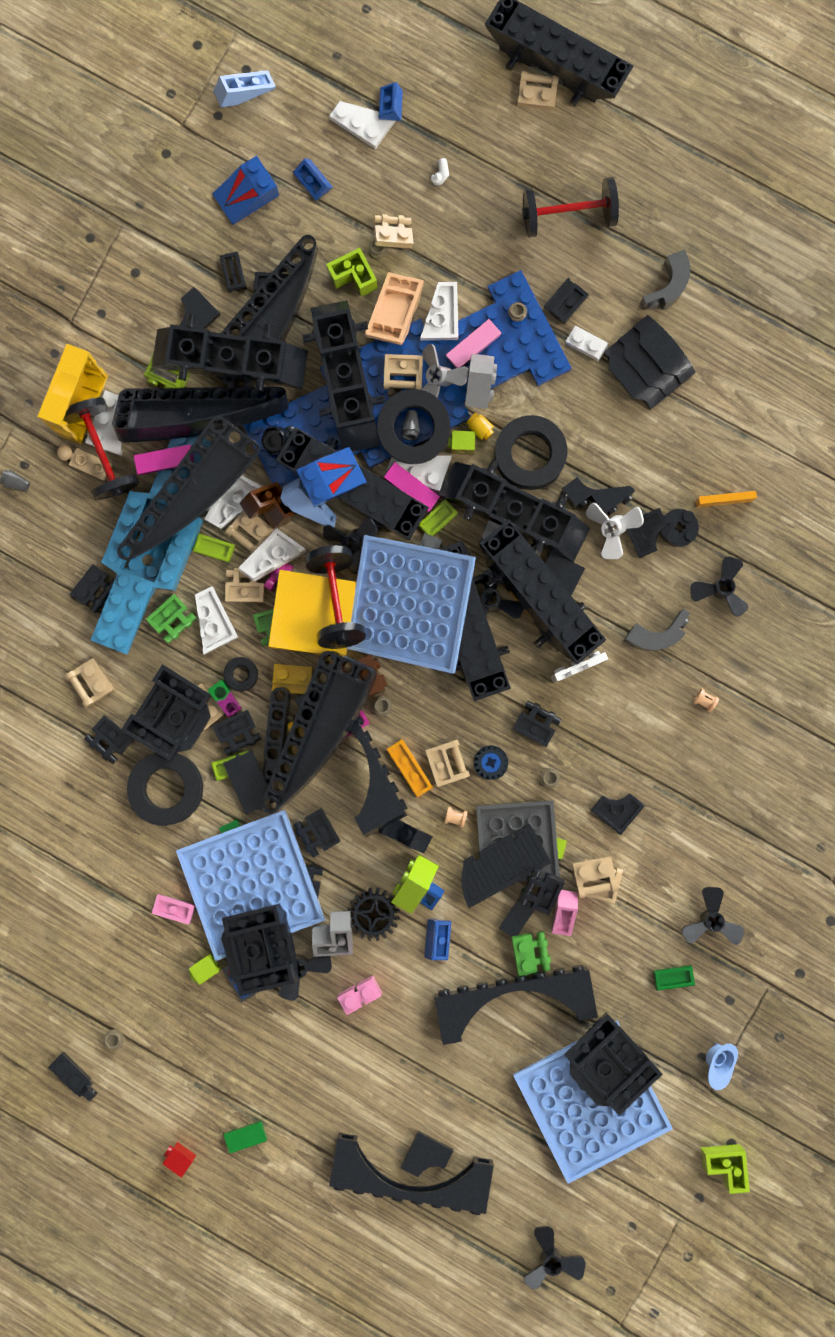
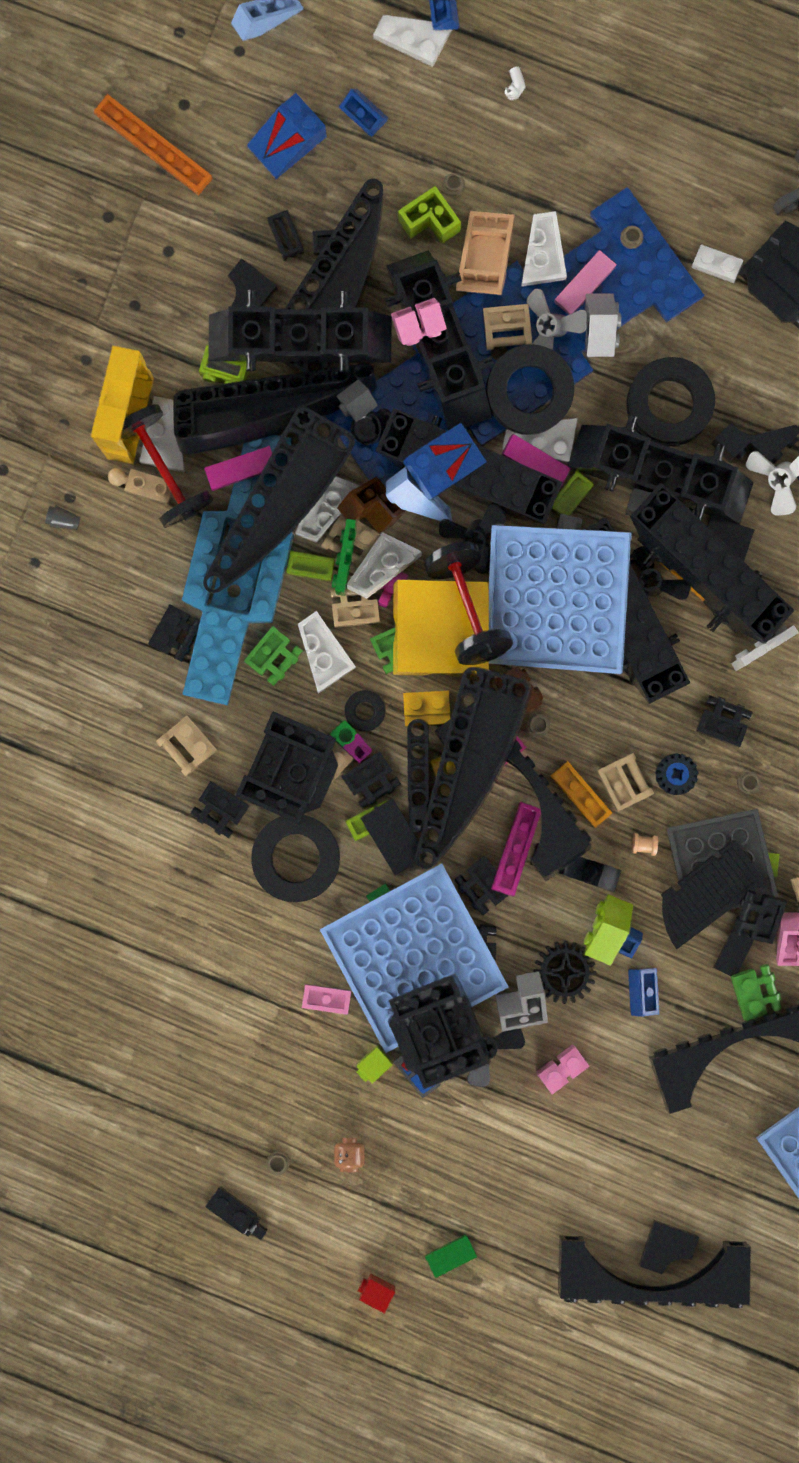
camera: 10 degrees left, 0 degrees up
(134, 183) = (153, 144): none -> orange plate
(172, 1041) = (349, 1155): none -> nougat head
(240, 545) = (344, 557): none -> green wing
(267, 417) = (356, 401): none -> dark grey brick
(316, 359) = (430, 319): none -> bright pink piece
(347, 807) = (516, 849): none -> dark pink tile
(393, 236) = (469, 167): tan plate -> none
(410, 427) = (525, 389): dark grey cone -> none
(462, 442) = (588, 401): lime brick -> none
(480, 426) = (606, 379): yellow brick -> none
(566, 301) = (686, 216): black plate -> none
(609, 202) = (721, 93): black piece -> none

